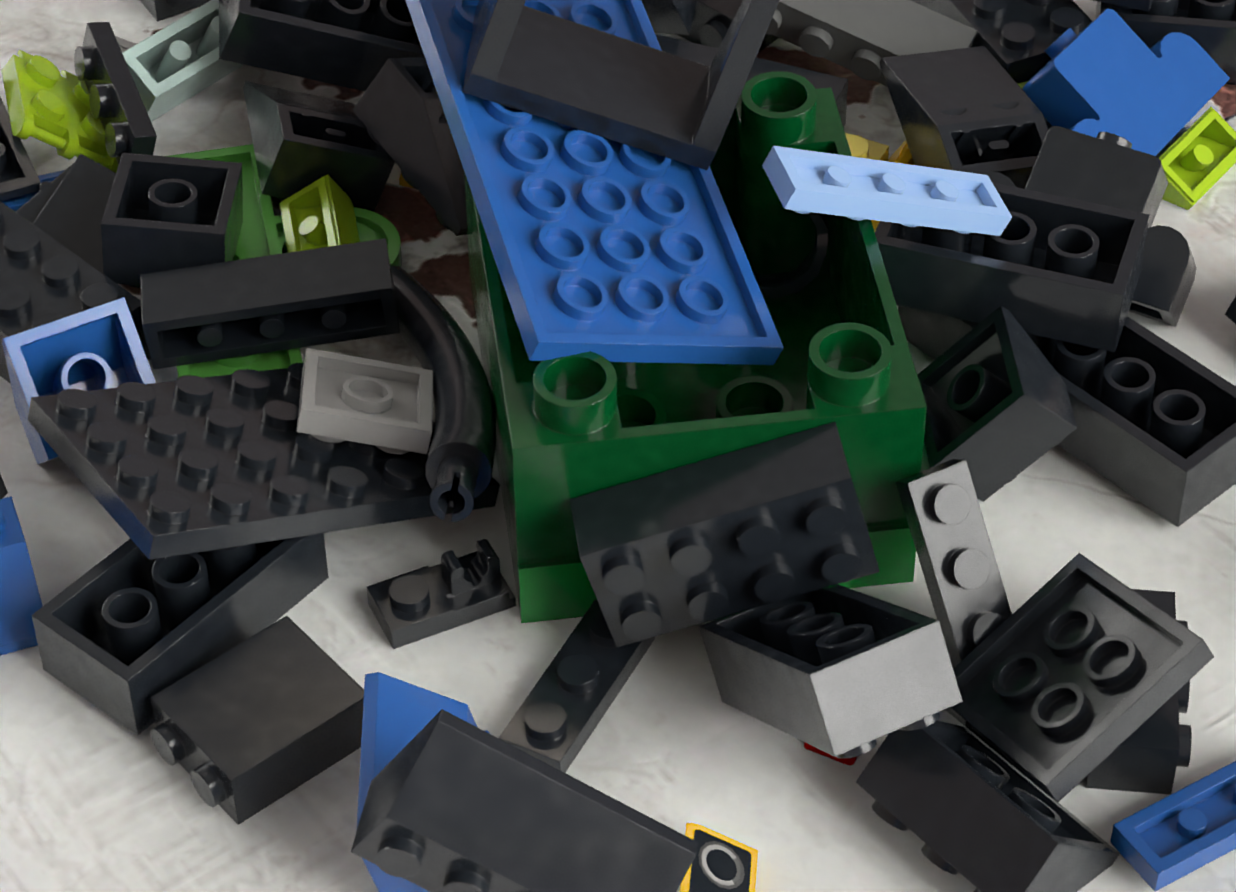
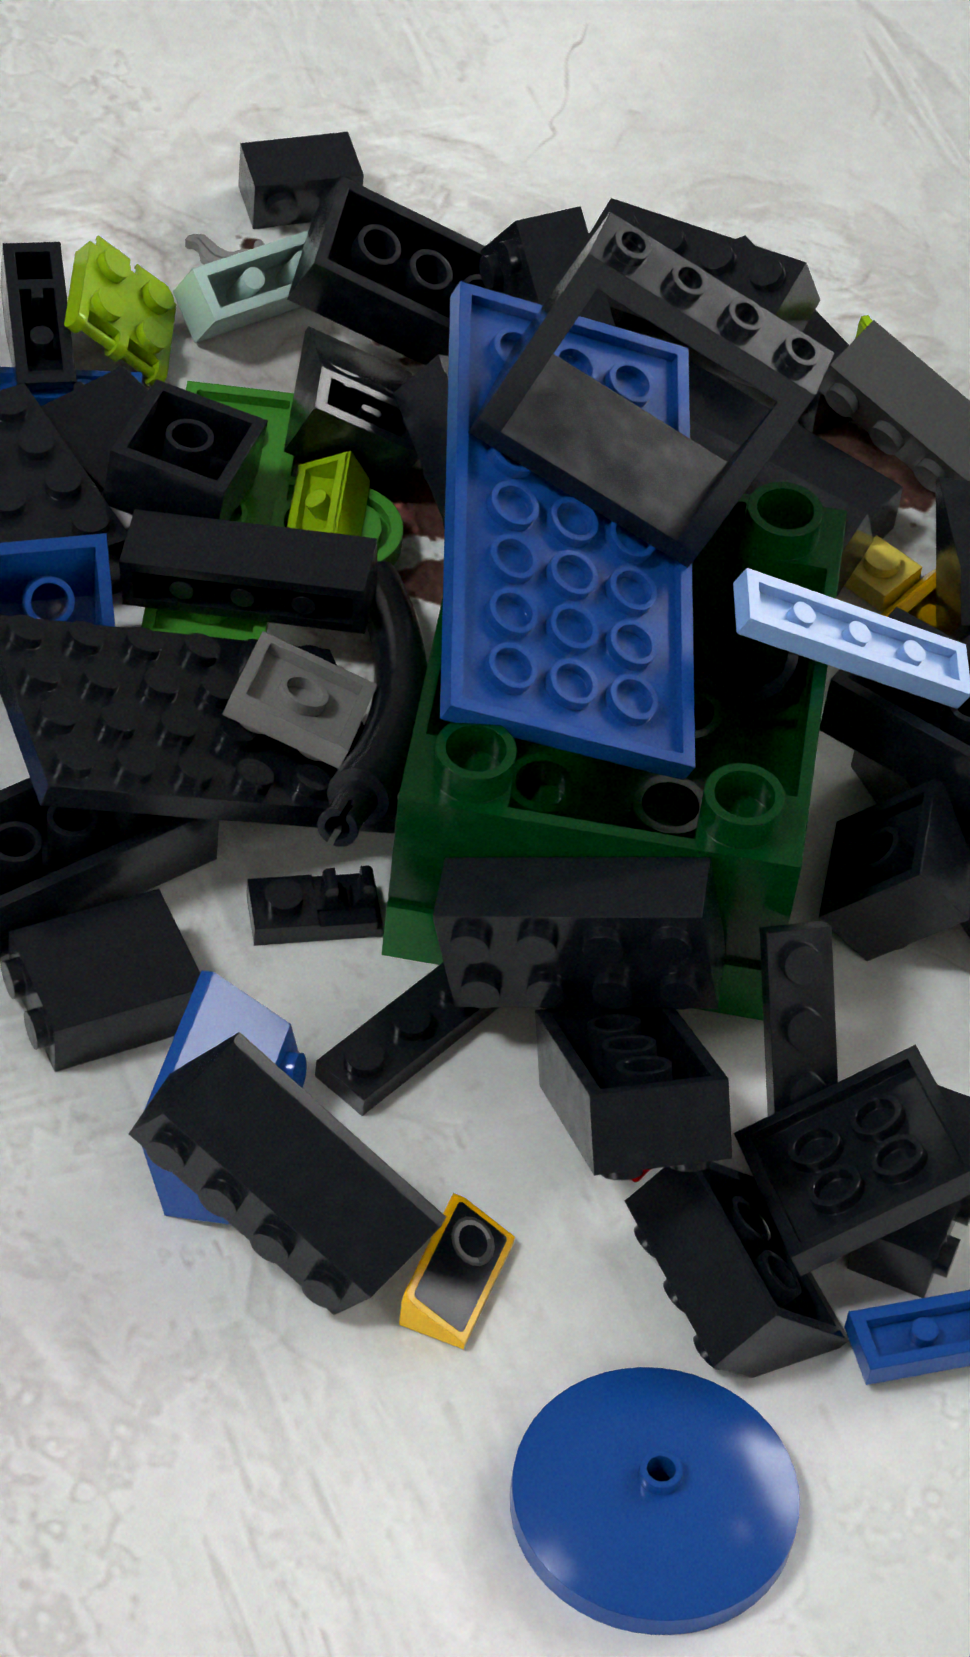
camera: 10 degrees right, 5 degrees up
(113, 93) = (174, 310): black plate -> none

